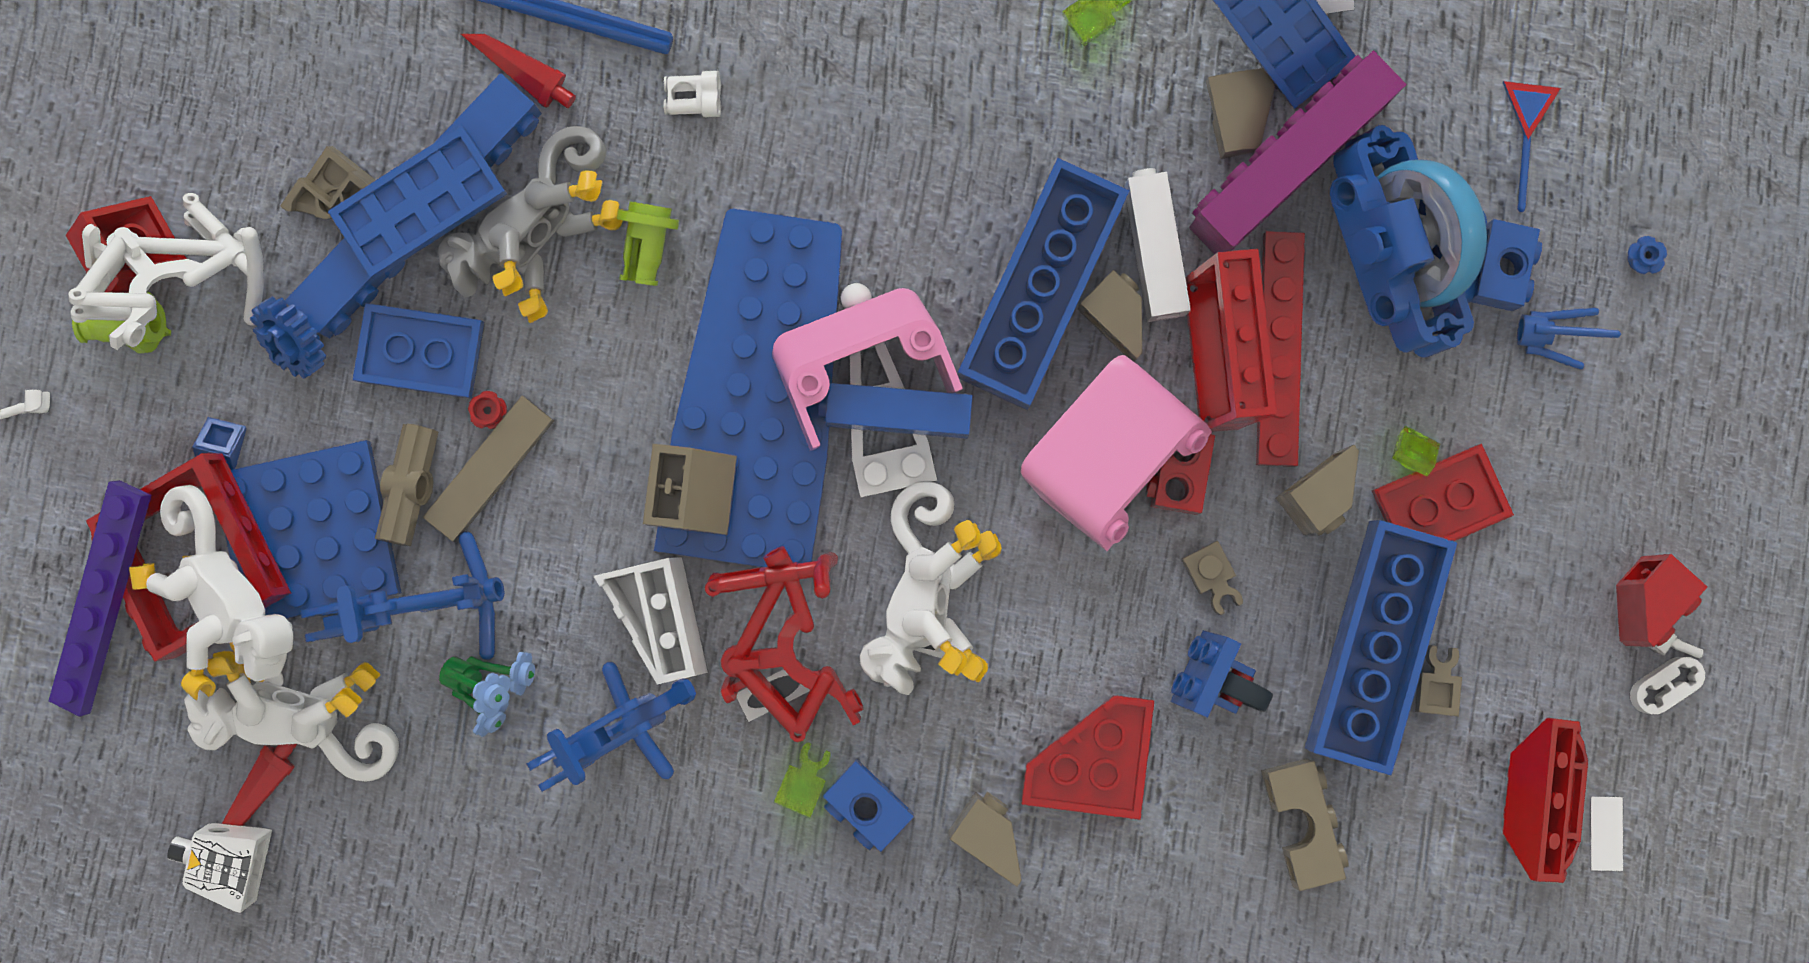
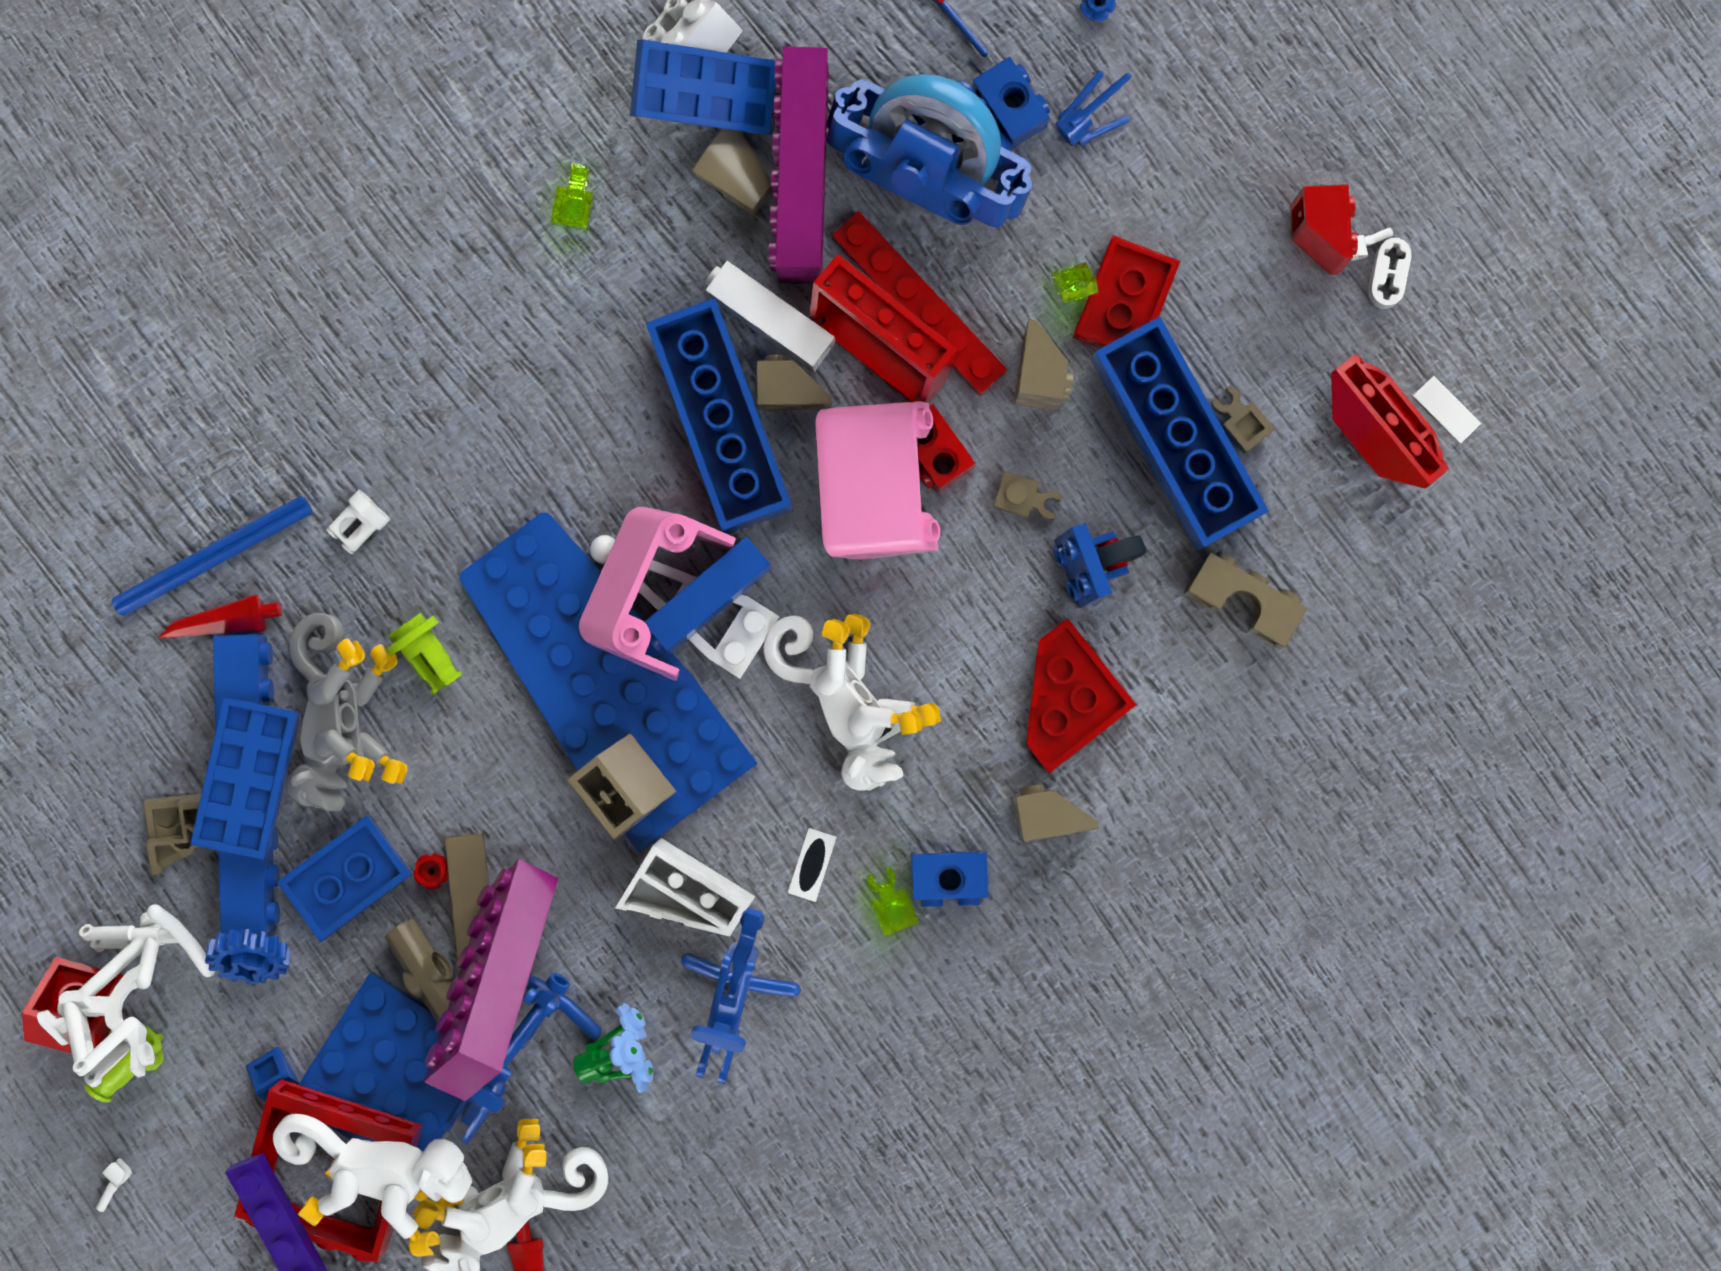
camera: 45 degrees left, 0 degrees up
(442, 539) = (490, 981): none -> magenta brick
(743, 663) = (773, 864): red piece -> none

